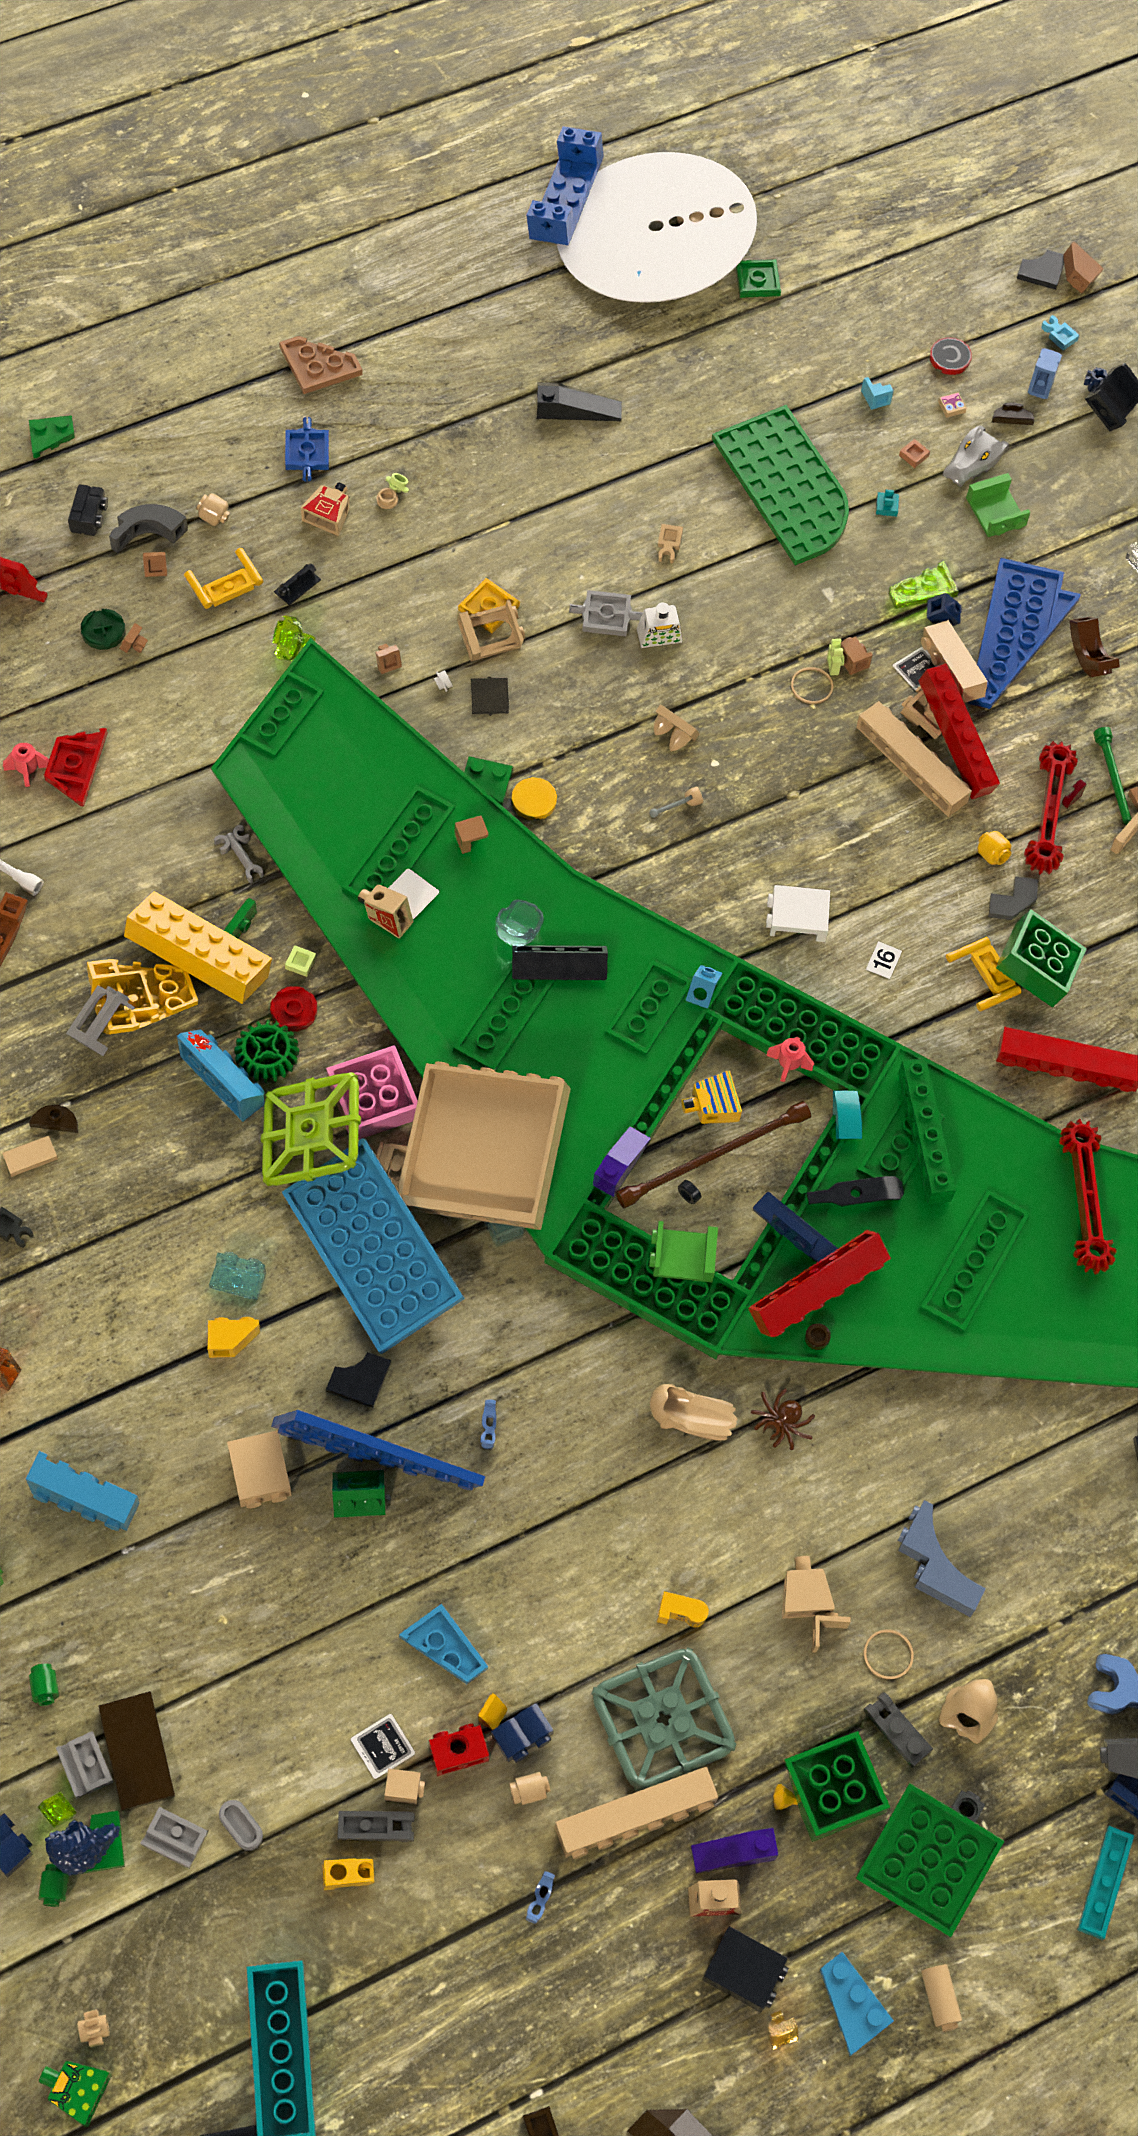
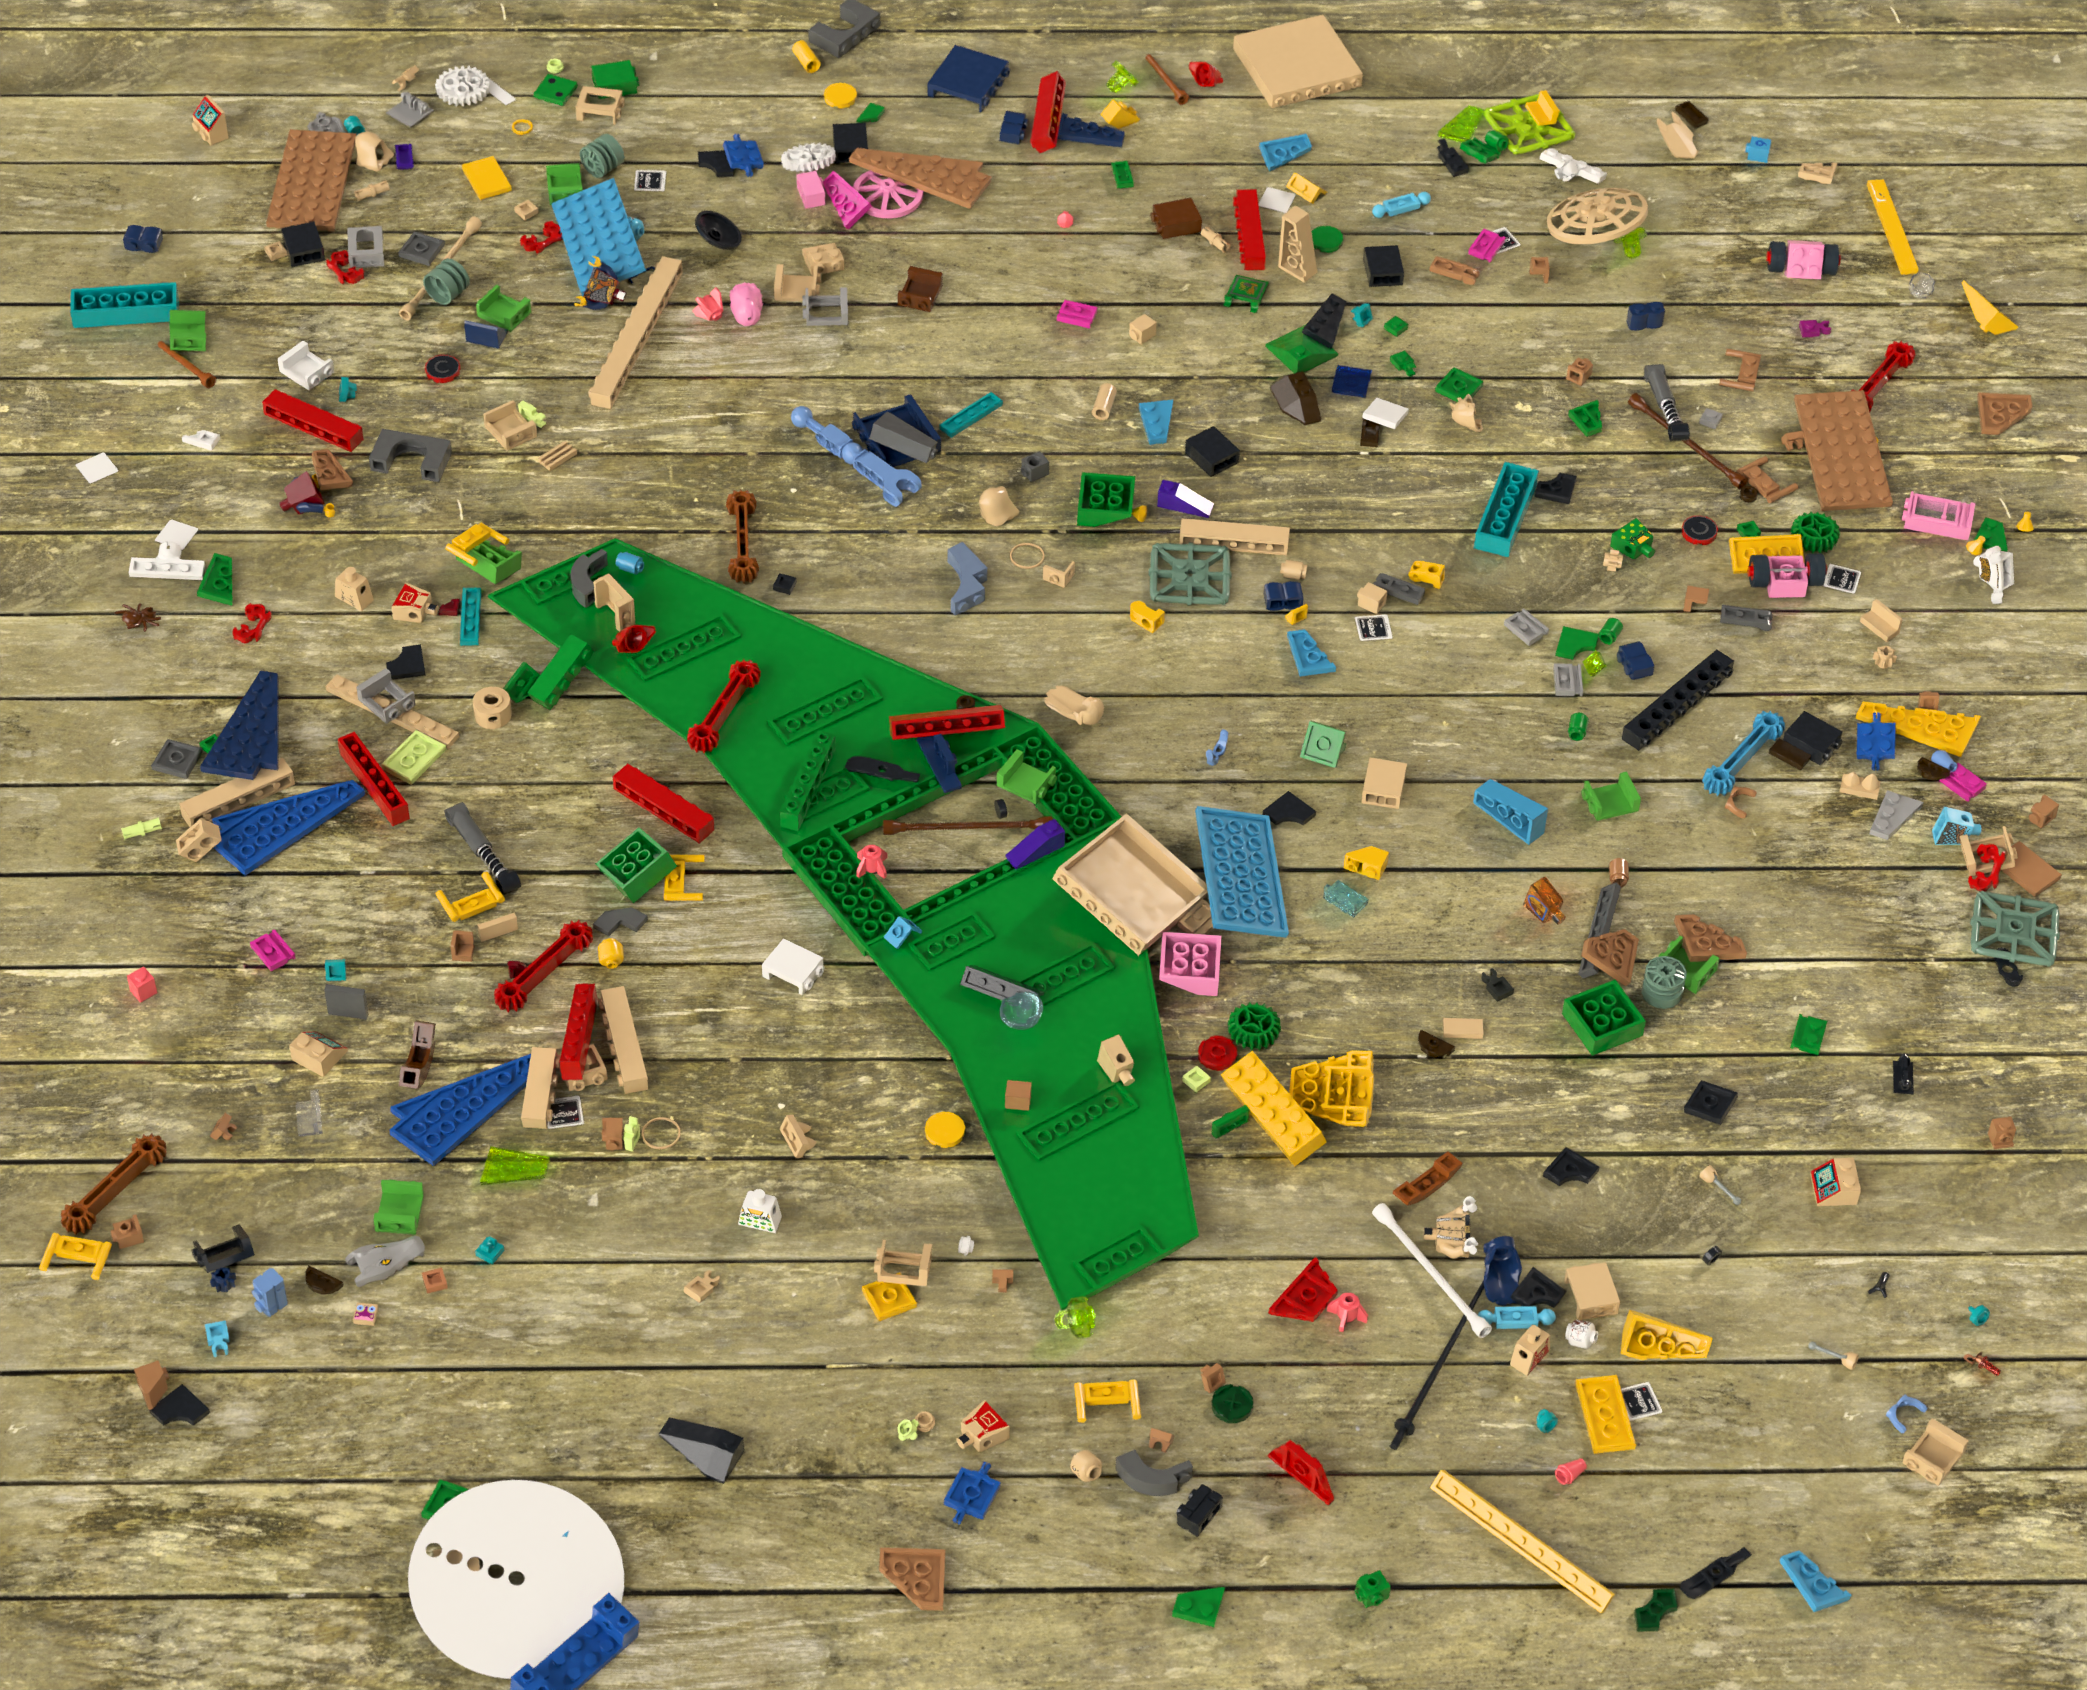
camera: 150 degrees left, 15 degrees down
(79, 1846) = (1586, 631): dark blue piece -> none
(89, 1039) = (1388, 1071): light grey panel -> none
(136, 1751) = (1531, 677): dark brown tile -> none
(220, 1073) = (1297, 1018): dark azure slope -> none
(234, 841) = (1203, 1189): light grey bar -> none
(241, 1825) = (1481, 621): light grey tile -> none
(298, 584) = (1045, 1375): black hinge -> none
(319, 1138) = (1239, 950): lime plate -> none
(361, 1446) = (1320, 756): blue wing -> none
(416, 889) = (1088, 1080): white sticker -> none
(446, 1761) = (1328, 601): red brick -> none
(489, 696) = (932, 1224): clear smoke piece -> none
(490, 776) = (971, 1159): green wing -> none
(546, 1881) = (1323, 518): medium blue cap -> none
(606, 613) = (794, 1247): light grey plate -> none
(692, 797) = (819, 1081): hinge -> none
(714, 1100) = (946, 855): torso -> none
(715, 1898) = (1211, 481): tan torso -> none
(782, 1419) = (1011, 685): reddish brown animal -> none
(782, 2030) = (1207, 419): clear yellow tile -> none
(787, 482) = (563, 1299): green plate -> none
(806, 1591) = (1061, 595): tan torso -> none
(848, 1115) = (855, 812): teal slope -> none
(876, 394) = (426, 1346): medium azure panel -> none
(883, 960) = (748, 922): white sticker -> none
(898, 1730) = (1046, 518): dark grey plate -> none
(930, 1859) = (1071, 449): green plate -> none
(944, 608) = (515, 1133): dark blue brick -> none
(950, 356) = (331, 1358): tile -> none
(1103, 737) = (460, 999): green piece -> none

